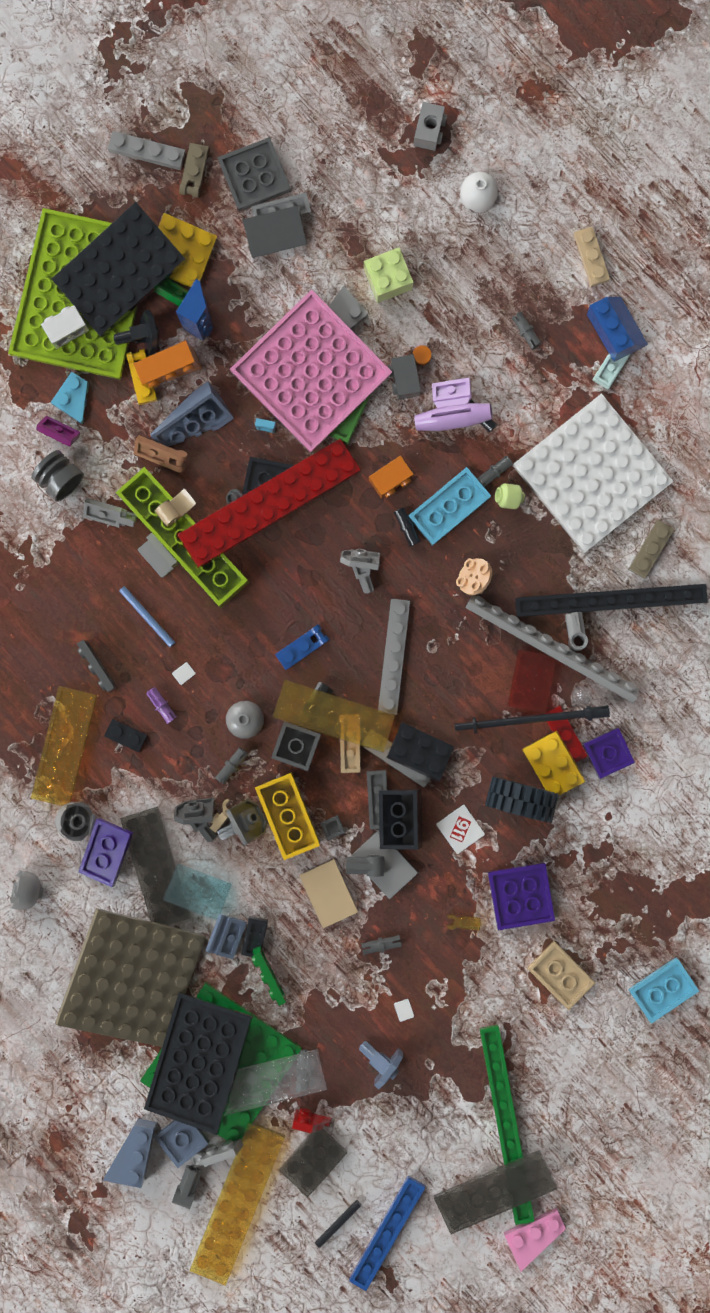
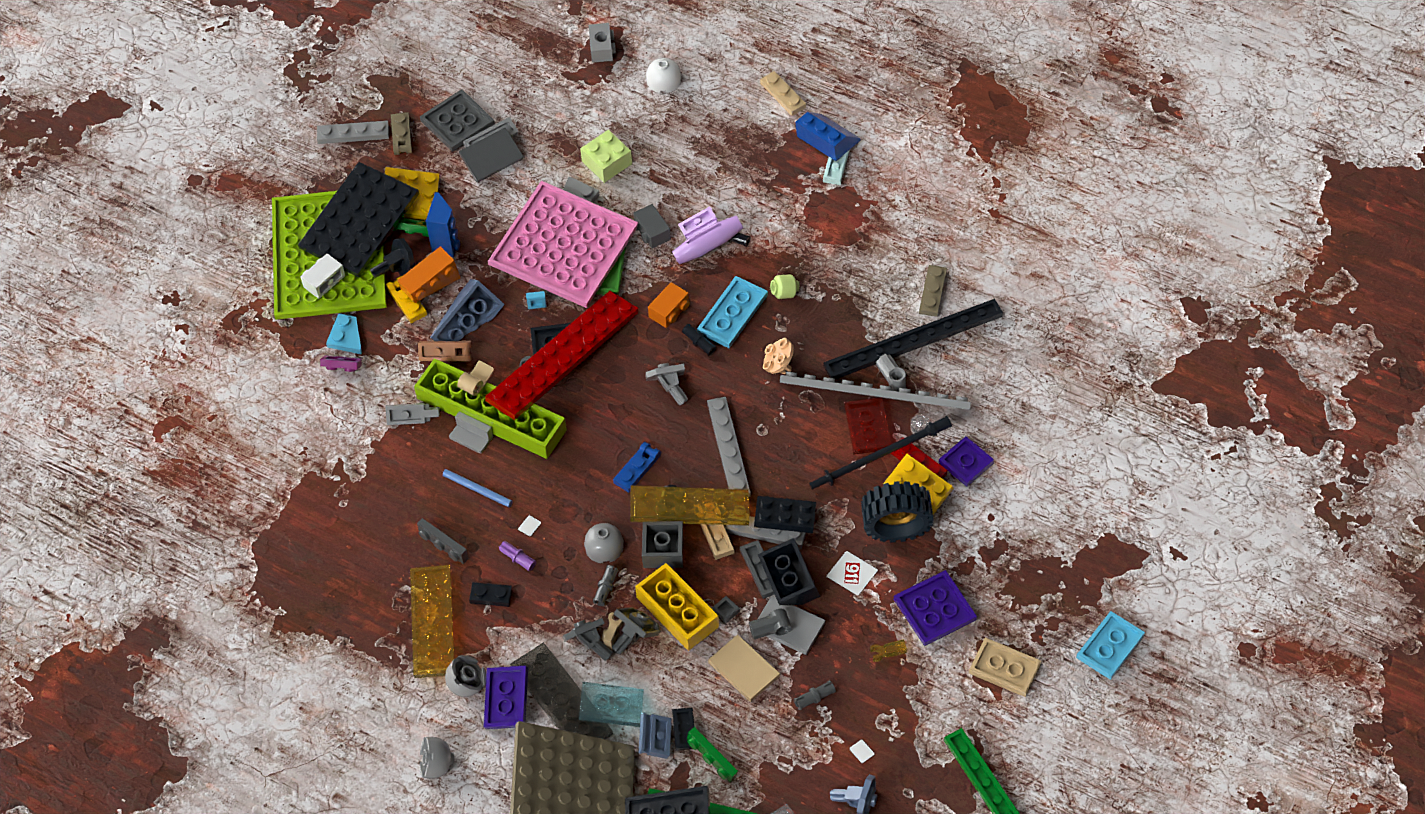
camera: 15 degrees left, 30 degrees down
(57, 475) = (353, 393): dark grey wheel -> none
(422, 355) = (662, 206): orange tile -> none
(495, 471) = (764, 272): dark grey axle -> none
(526, 330) = (747, 161): dark grey pin -> none
(592, 473) = (853, 250): white plate -> none

